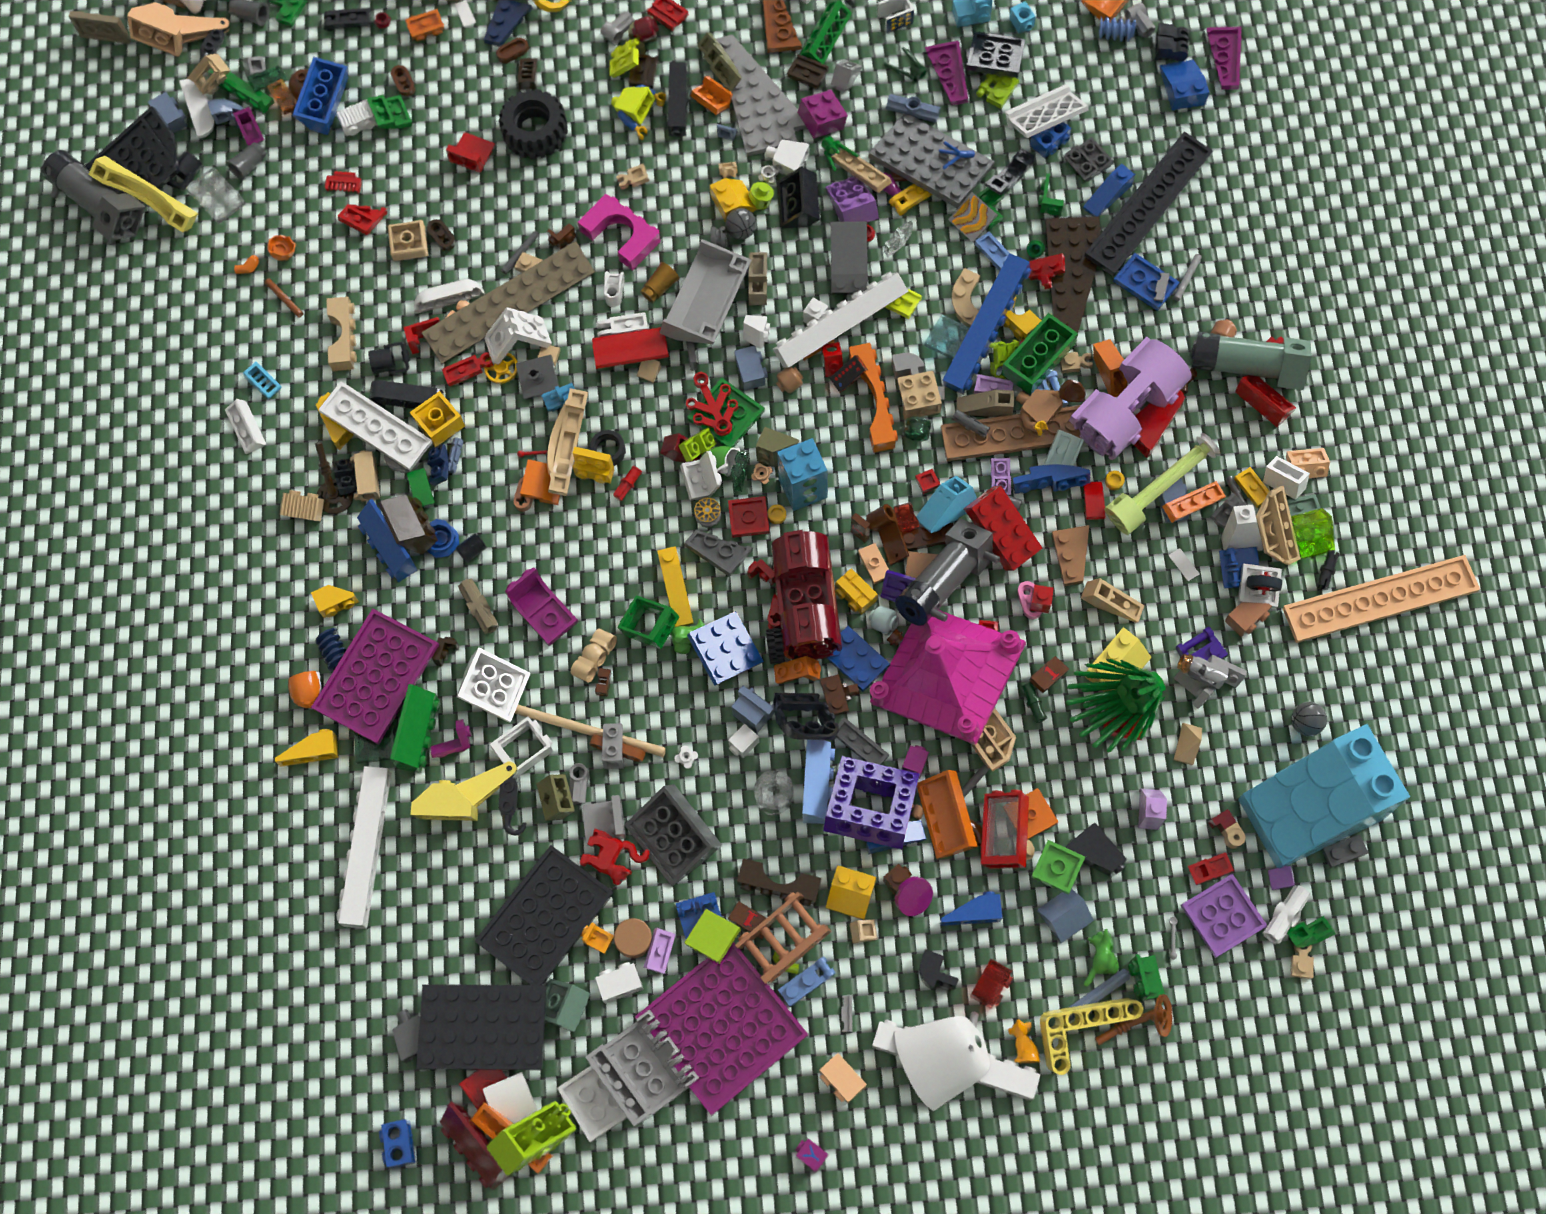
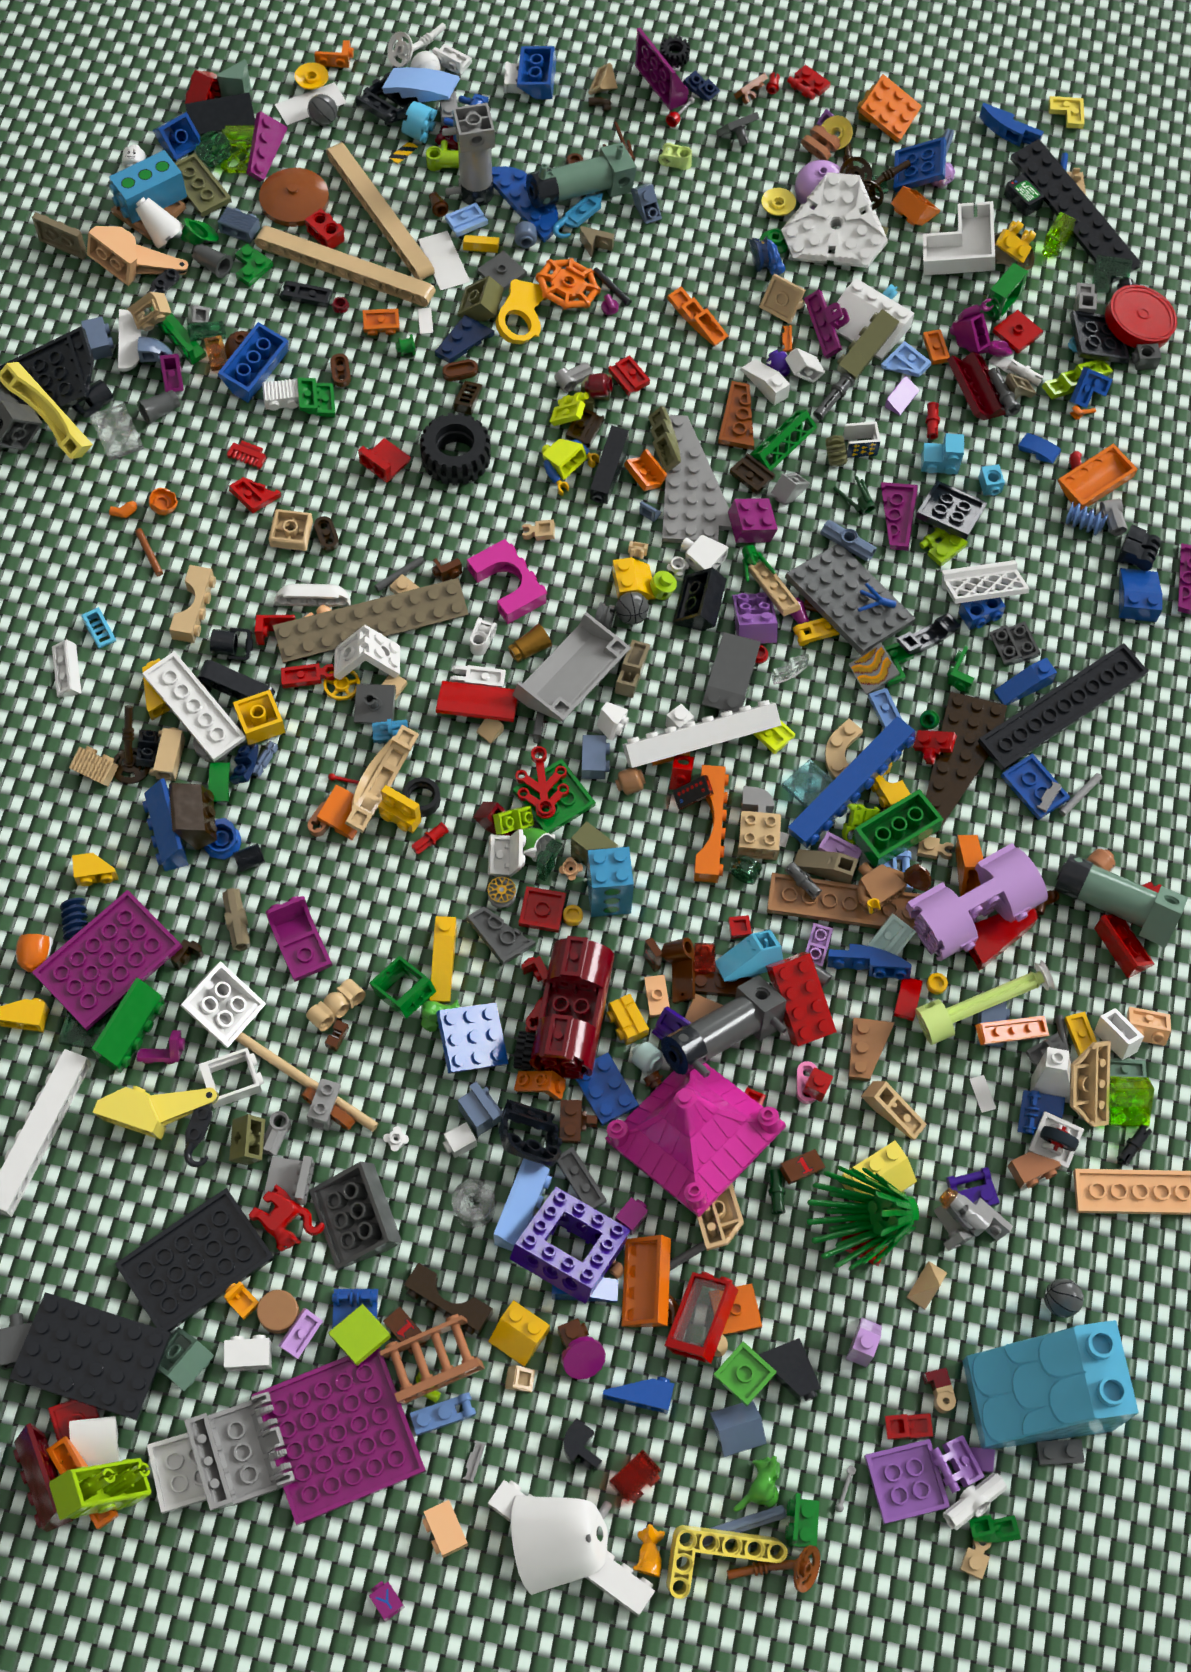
camera: 10 degrees right, 5 degrees down
(455, 41) = (405, 346): none -> green brick
(877, 29) = (836, 450): none -> olive gear
(1266, 884) = (962, 1460): none -> medium lavender plate

